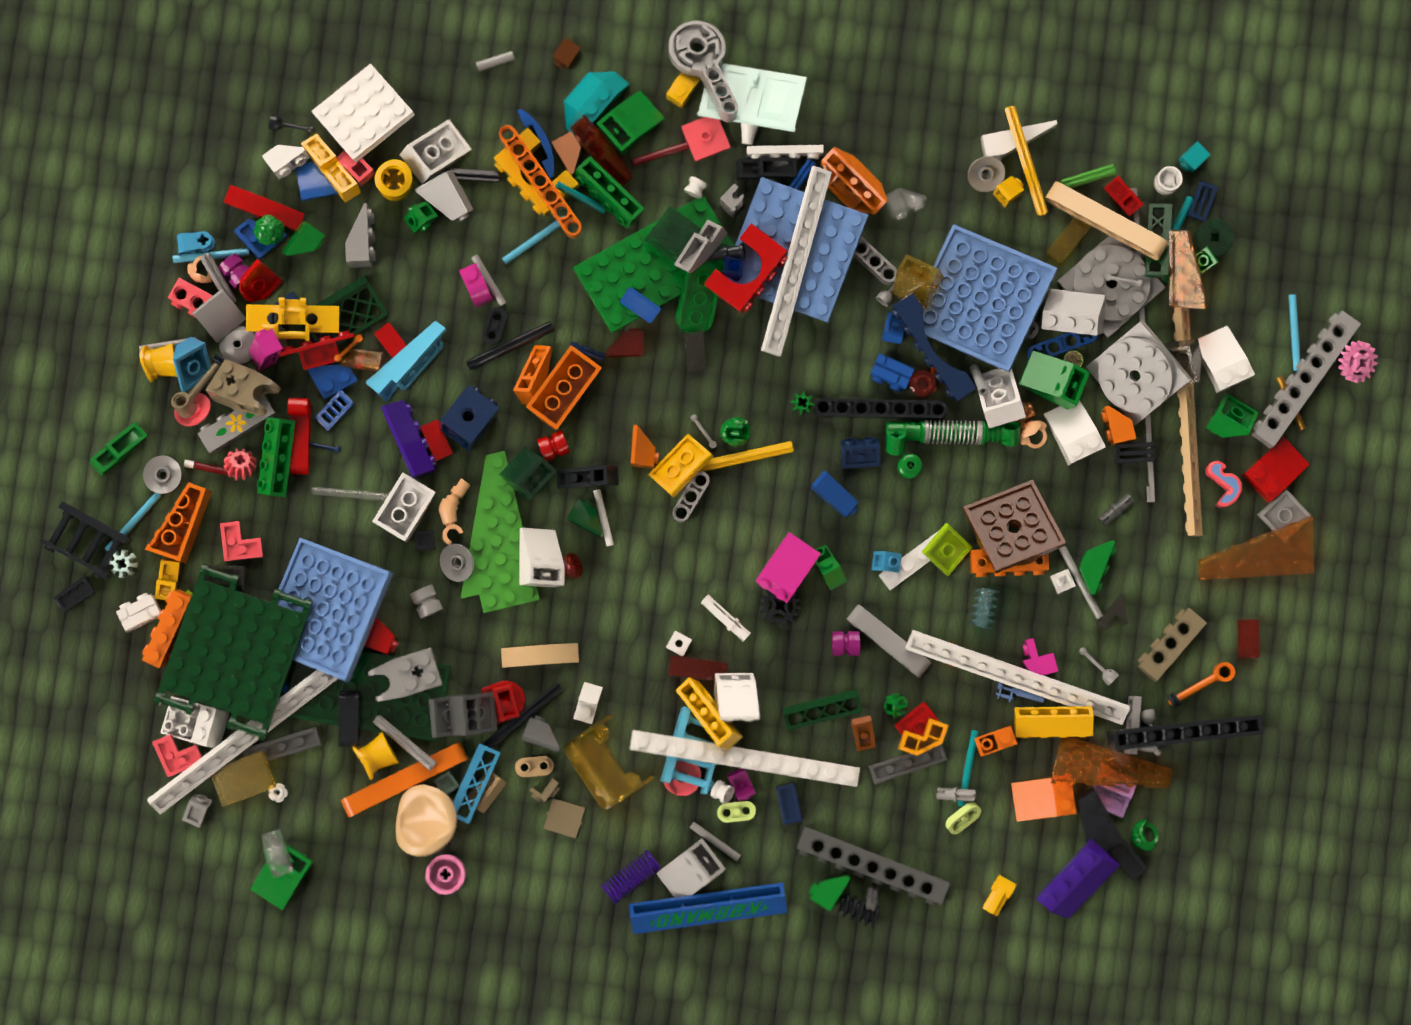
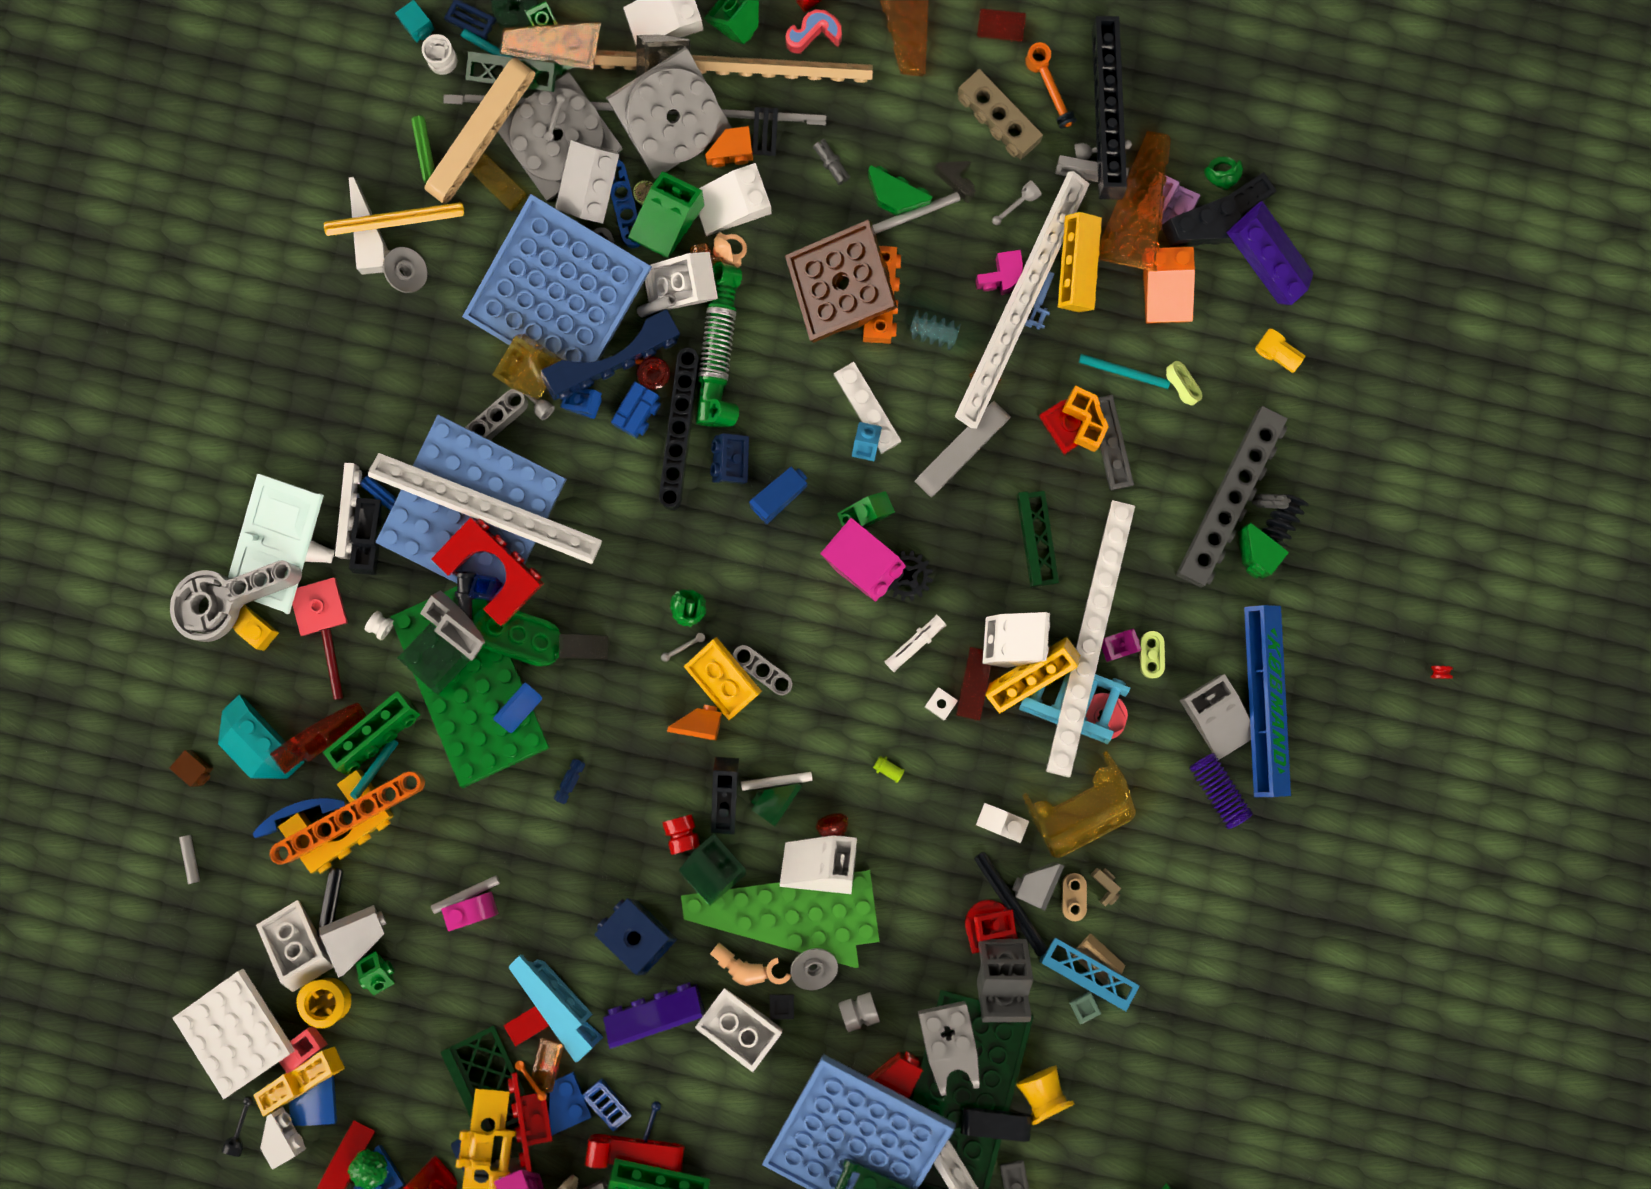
camera: 80 degrees left, 0 degrees up
(304, 240) = (386, 1123): green slope -> none
(349, 493) = (713, 1096): clear bar -> none
(359, 242) = (394, 1052): light grey slope -> none
(403, 780) = (1076, 1061): orange beam -> none
(404, 742) = (1032, 1056): light grey axle -> none
(425, 820) = (1132, 1041): tan piece -> none
(436, 440) = (659, 979): red tile -> none
(453, 882) = (1205, 1032): bright pink brick -> none
(494, 326) = (523, 893): black plate -> none
(510, 345) = (550, 875): black axle -> none
(532, 241) = (423, 836): medium azure bar -> none
(533, 373) = (593, 850): orange slope -> none
(540, 655) = (938, 876): tan slope -> none
(563, 387) = (610, 814): orange slope -> none
(564, 818) = (1140, 866): dark tan piece -> none
(568, 151) = (314, 778): nougat slope -> none
(622, 606) = (888, 769): none -> lime pin
(628, 345) = (566, 729): clear red slope -> none
(629, 122) = (287, 698): green slope -> none
(715, 841) = (1185, 684): light grey bar -> none
(722, 792) = (1127, 669): white wheel -> none
(730, 202) = (403, 584): light grey hinge -> none
(750, 455) = (719, 593): yellow axle -> none
(789, 803) = (1147, 590): dark blue tile -> none
(802, 398) = (655, 522): green gear -> none
(845, 643) = (961, 499): magenta wheel -> none
(853, 182) = (397, 430): orange wedge -> none
(863, 733) = (1071, 491): dark orange slope -> none
(895, 705) = (1041, 448): green gear -> none
(902, 201) = (426, 374): clear slope -> none
(904, 470) = (754, 408): green head -> none
(947, 549) = (859, 366): lime tile -> none
(956, 794) = (1155, 388): light grey axle -> none
(995, 741) = (1096, 333): orange slope -> none
(1008, 190) = (429, 245): yellow slope -> none
(1062, 581) = (910, 235): white tile -> none
(1123, 196) = (452, 110): red slope -> none

